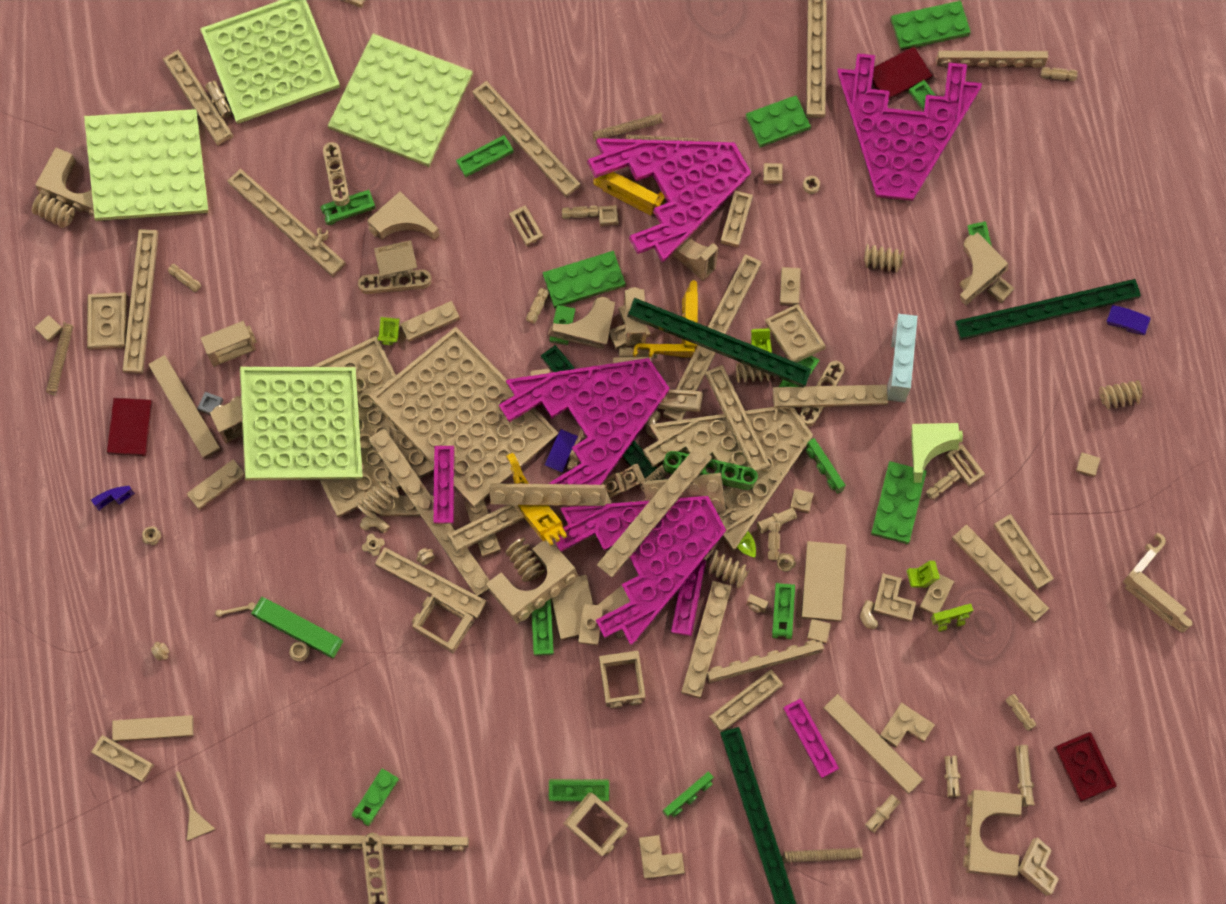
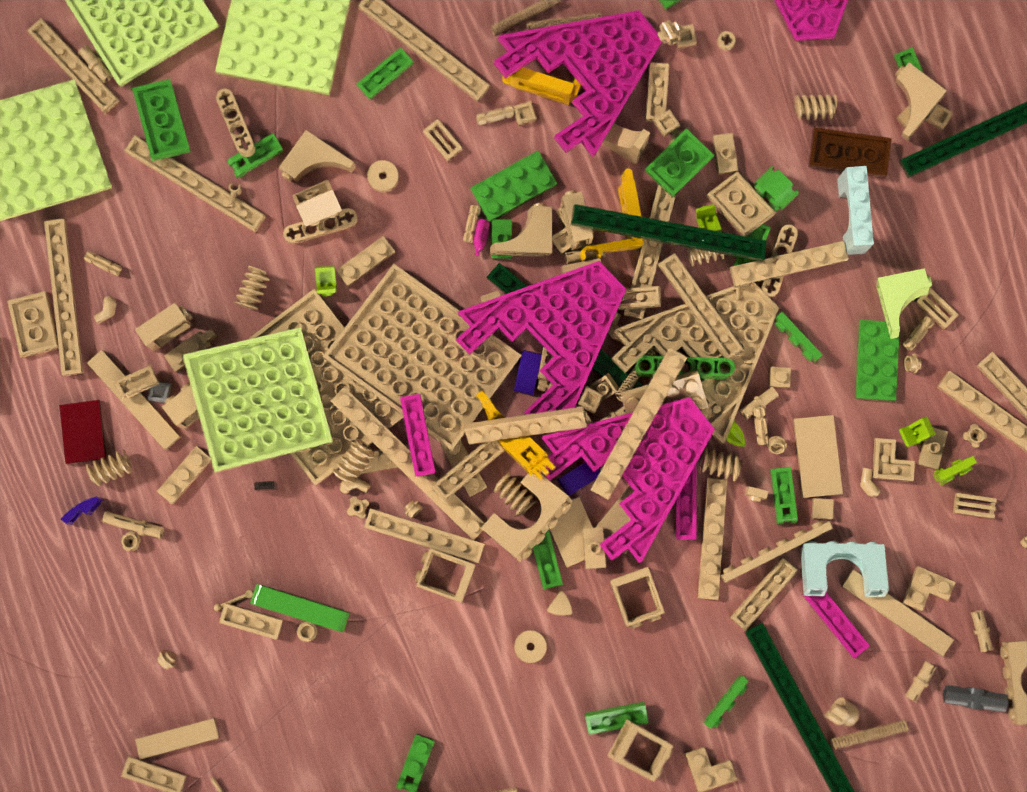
camera: 10 degrees left, 10 degrees up
(147, 464) = (109, 469): none -> tan piece
(152, 518) = (141, 527): none -> tan pin
(179, 320) = (108, 310): none -> tan arm
(190, 389) = (136, 382): none -> tan plate
(232, 374) = (195, 343): none -> tan hinge
(248, 631) = (251, 621): none -> tan plate
(268, 159) = (161, 120): none -> bright green plate
(290, 508) = (265, 486): none -> clear smoke tile
(317, 324) = (252, 288): none -> tan piece
(459, 240) = (383, 167): none -> tan piece
(505, 699) = (539, 646): none -> tan piece
(544, 317) = (481, 235): none -> dark pink piece
(546, 670) = (560, 605): none -> tan tile
(587, 557) = (578, 478): none -> dark purple slope
(614, 484) = (589, 399): none -> tan tile
(739, 247) = (666, 123): none -> tan tile
(743, 284) = (679, 163): none -> bright green plate
(758, 166) = (670, 32): none -> tan gear
(800, 826) = (843, 713): none -> tan piece
(830, 325) = (775, 188): none -> bright green brick
(851, 682) = (868, 557): none -> light aqua arch
(895, 298) = (843, 149): none -> reddish brown plate
(931, 511) = (912, 363): none -> tan plate
(933, 839) = (975, 698): none -> dark grey piece
(969, 649) = (991, 508): none -> tan tile
(980, 584) = (974, 429): none -> tan plate

